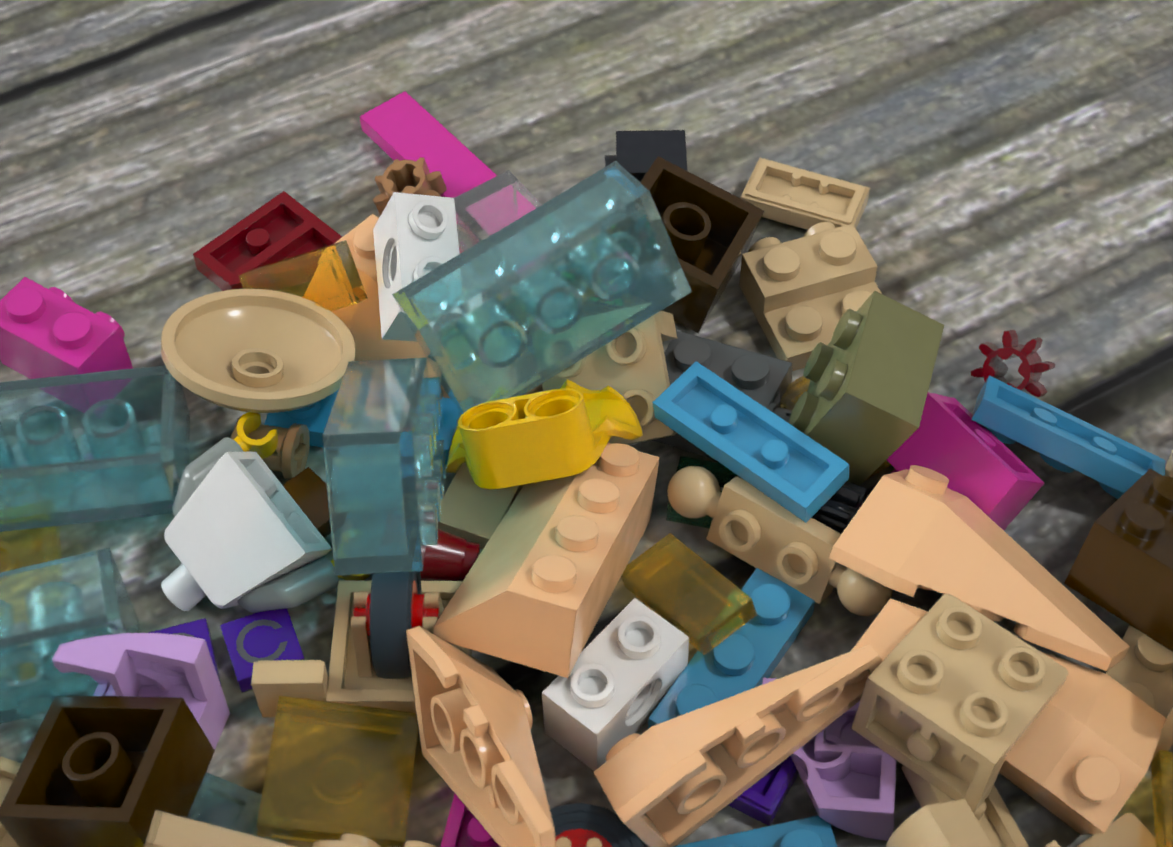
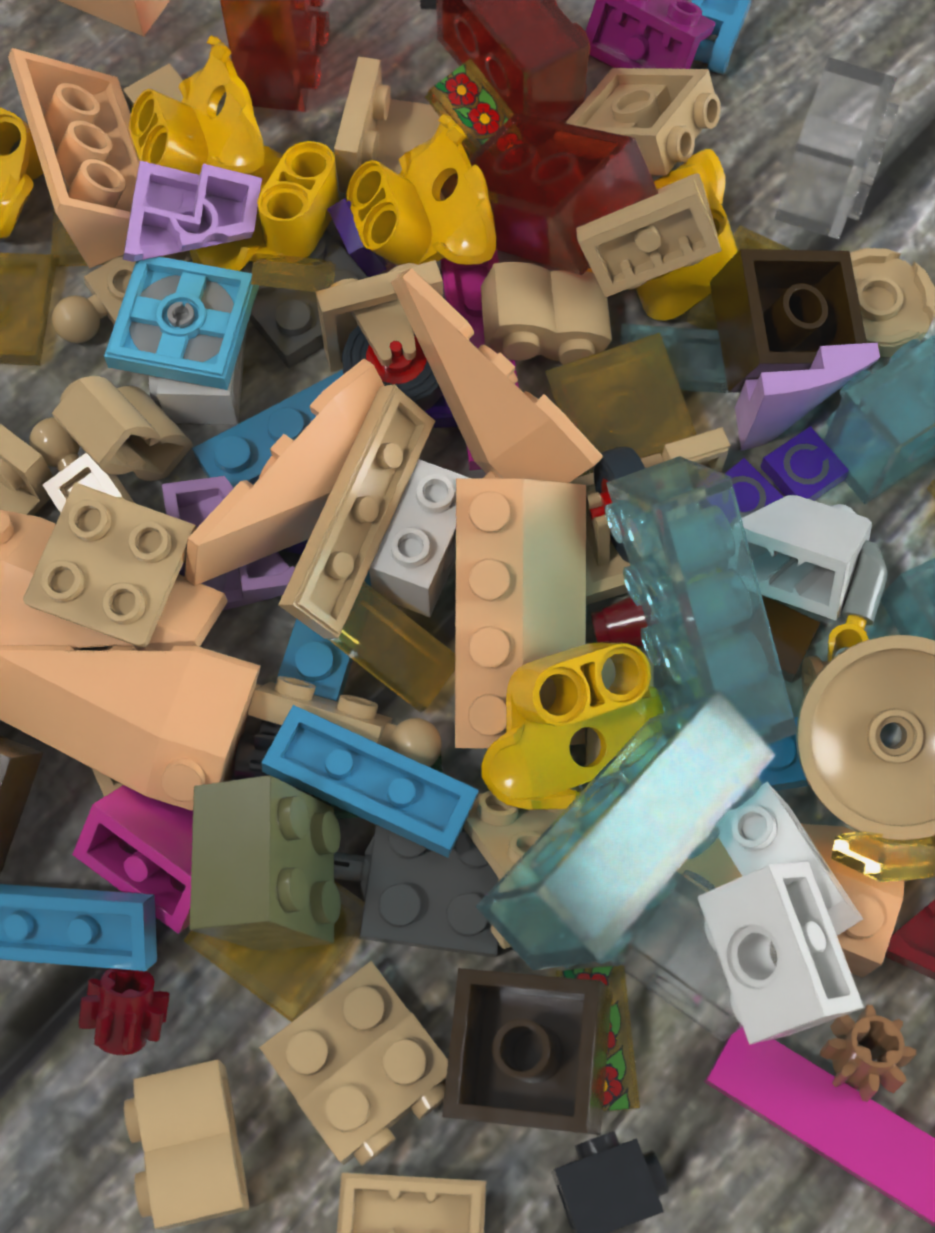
camera: 160 degrees right, 15 degrees up
(465, 167) = (811, 971): none -> white brick
(678, 682) = (357, 513): none -> tan tile
(973, 276) = (187, 1145): none -> tan brick

